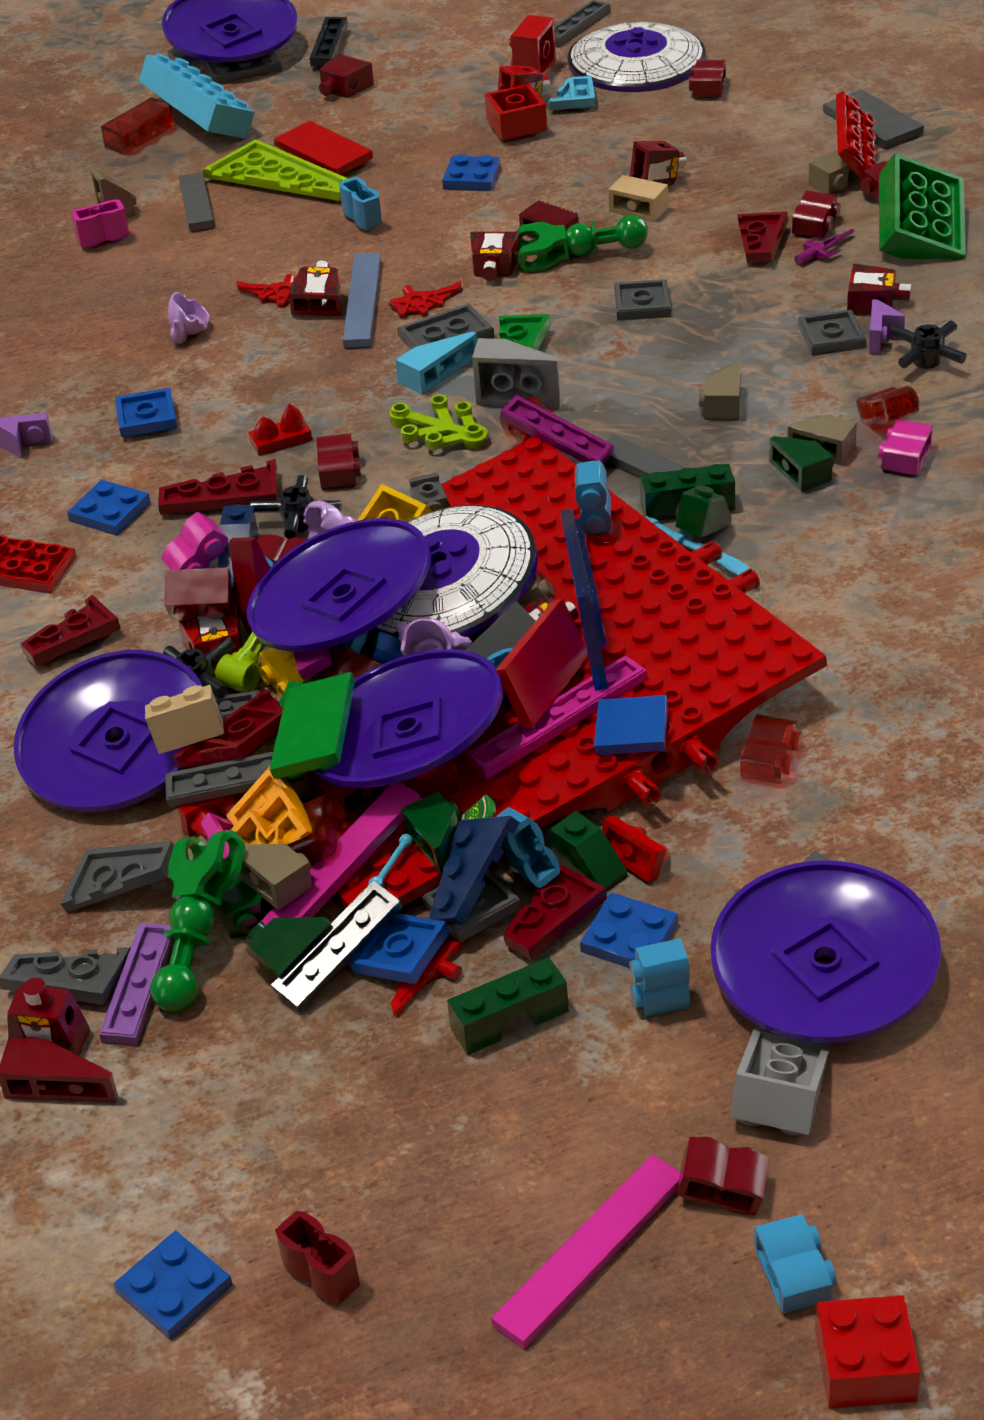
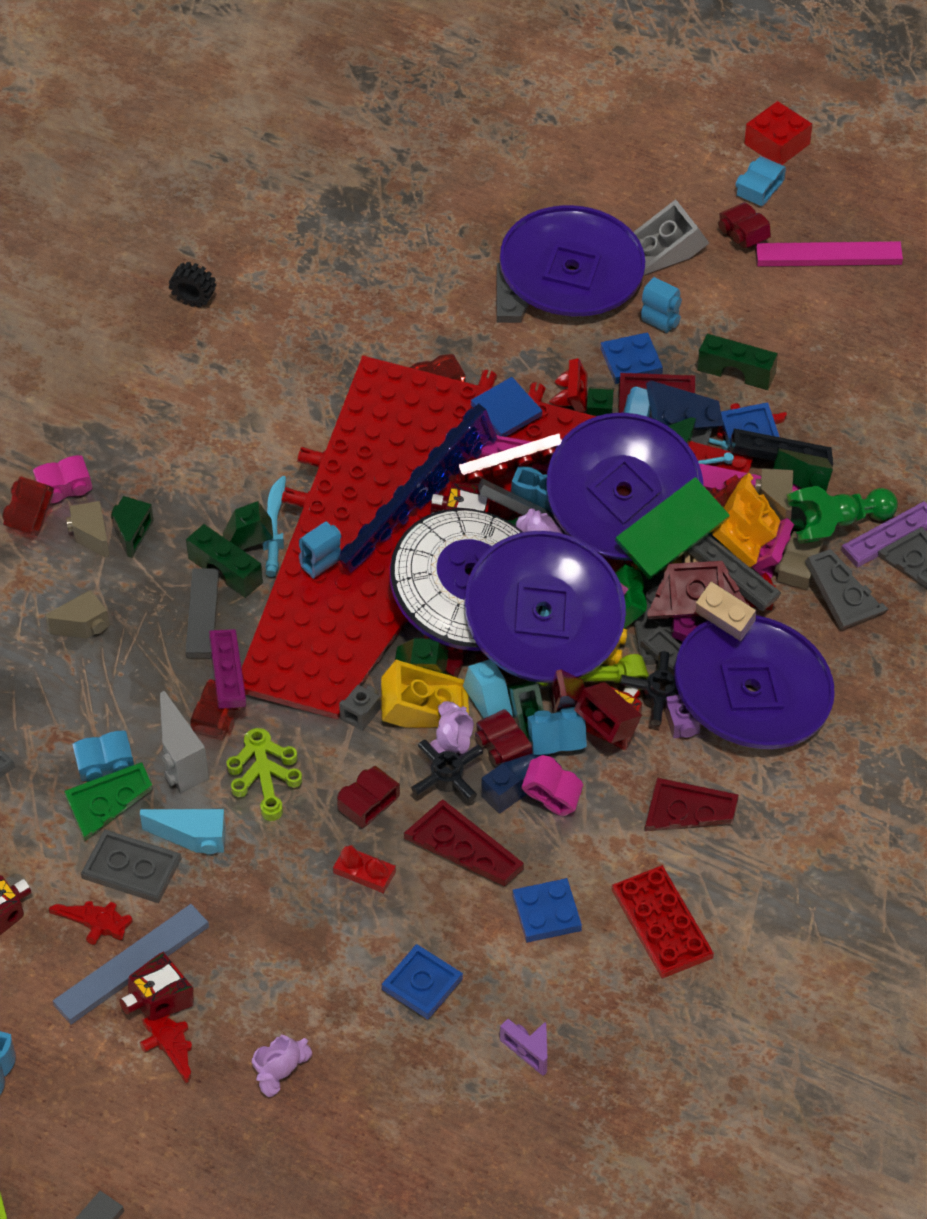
camera: 135 degrees left, 10 degrees up
(567, 344) = (102, 755): none -> dark azure brick

